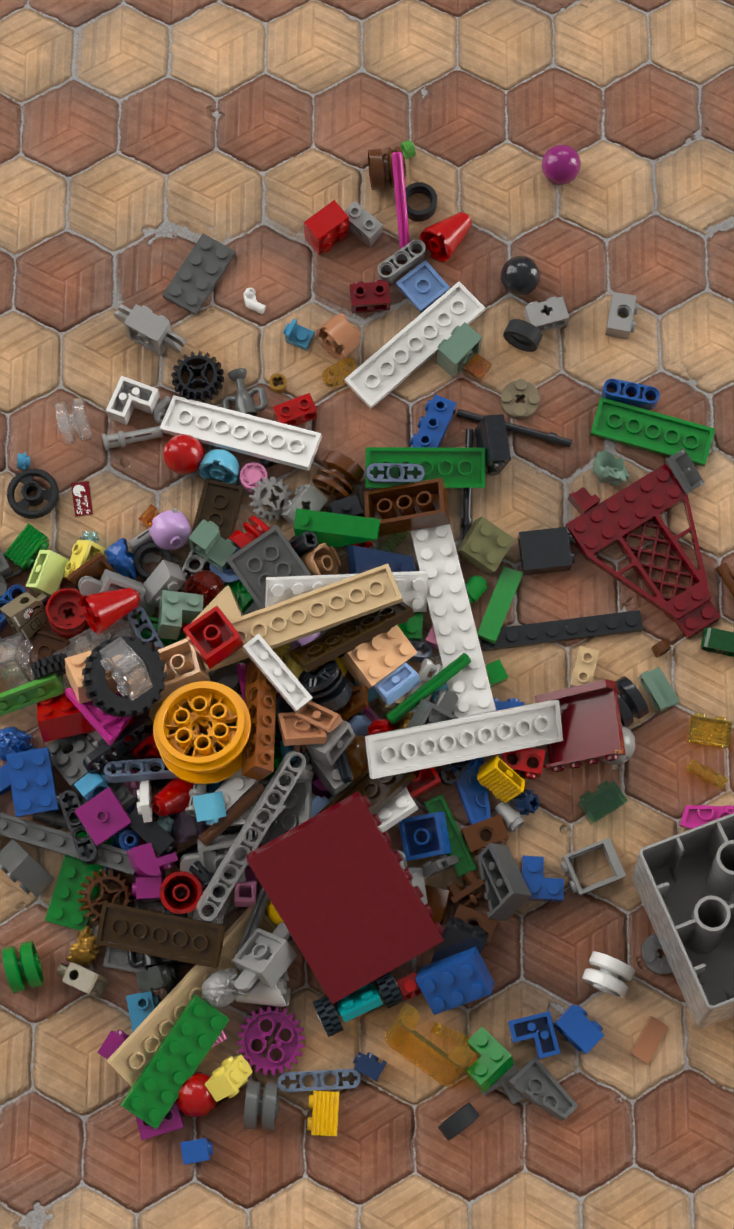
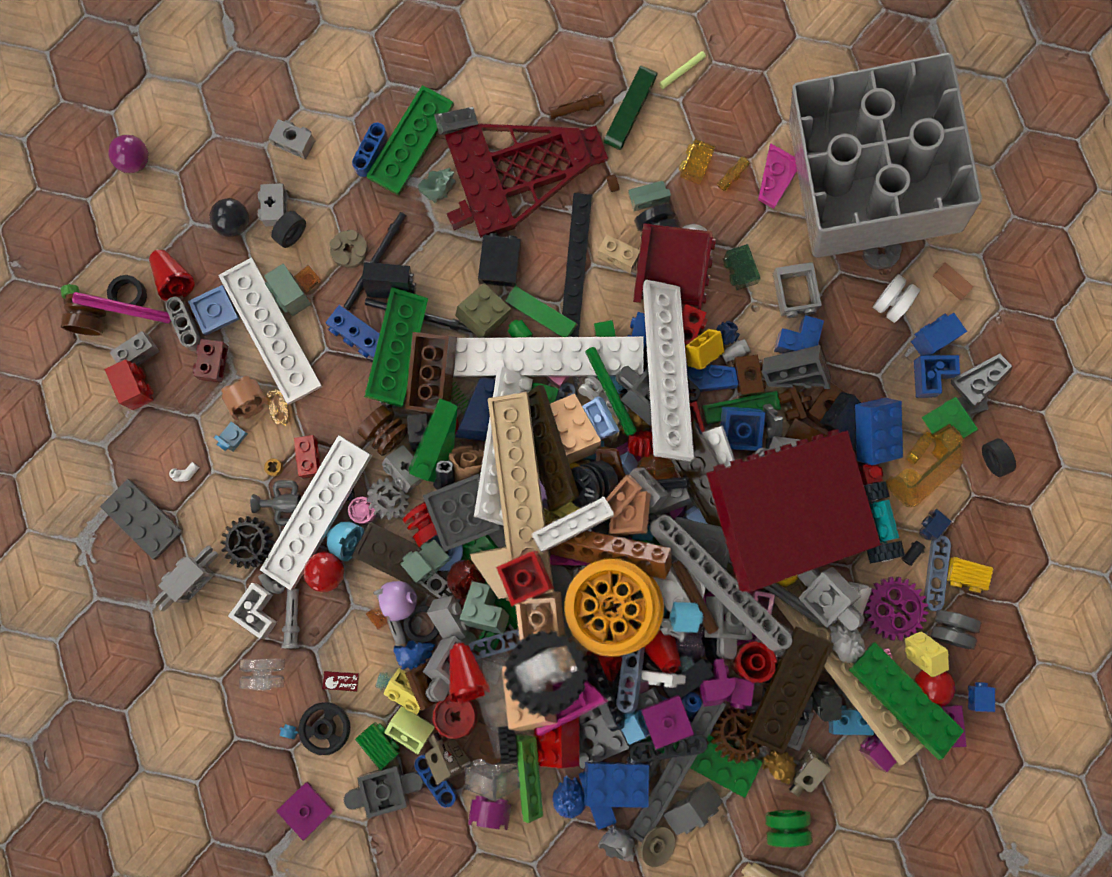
camera: 75 degrees left, 5 degrees up
(204, 876) = (743, 638): black axle -> none
(335, 1049) = (913, 553): none -> black pin
(379, 478) = (387, 386): sand blue beam -> none

